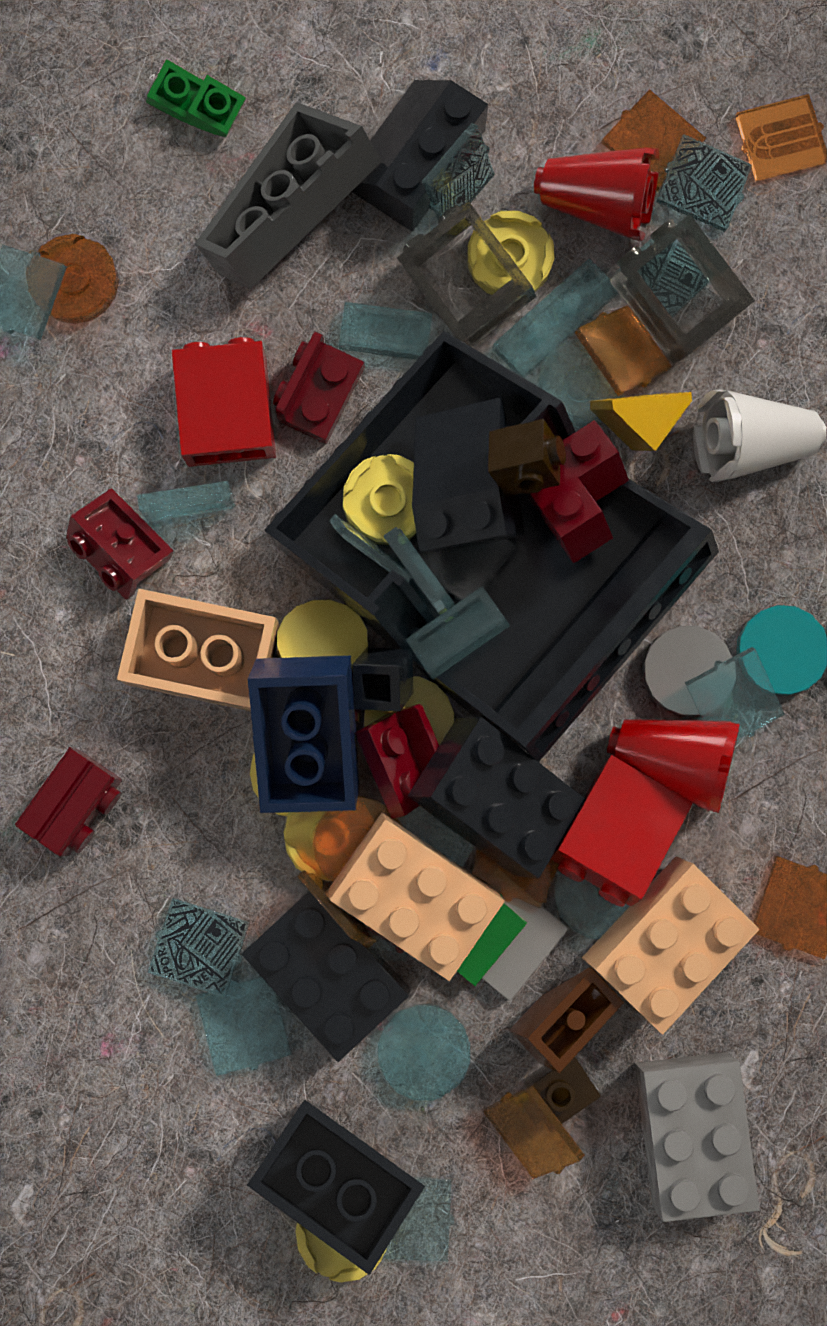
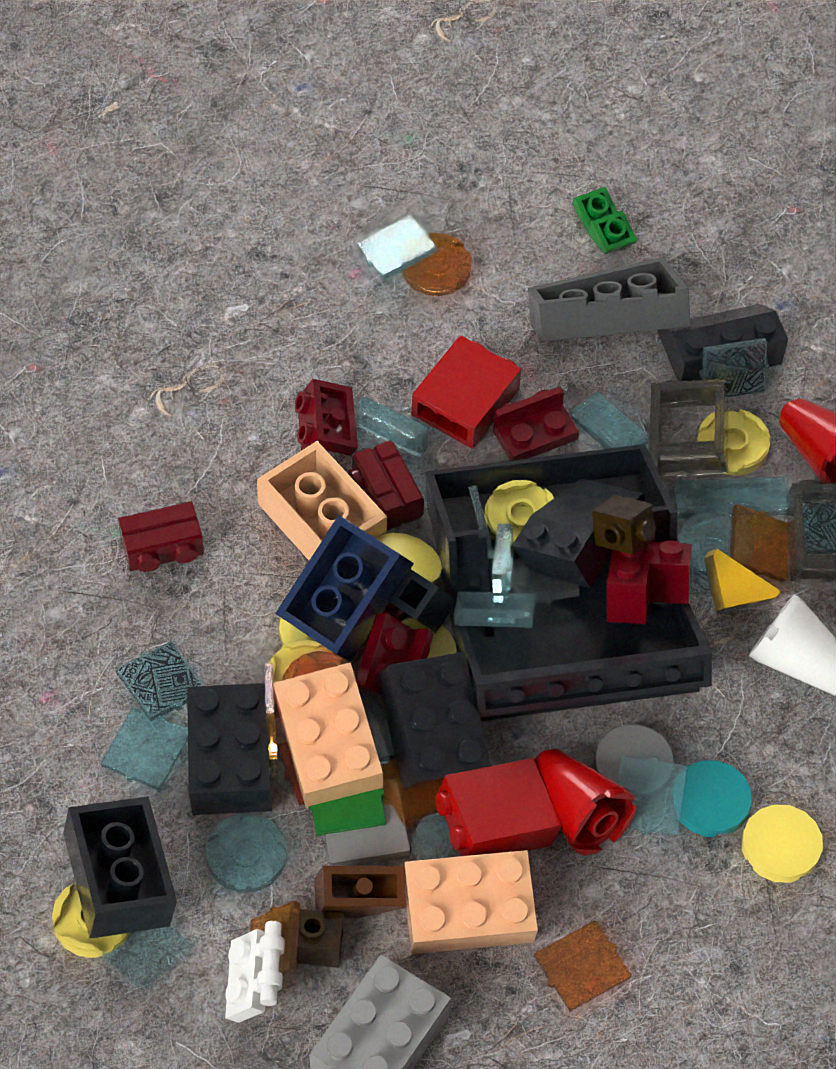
camera: 40 degrees right, 25 degrees down
(235, 570) = (388, 483): none -> dark red brick
(540, 1175) = (254, 972): none -> white plate

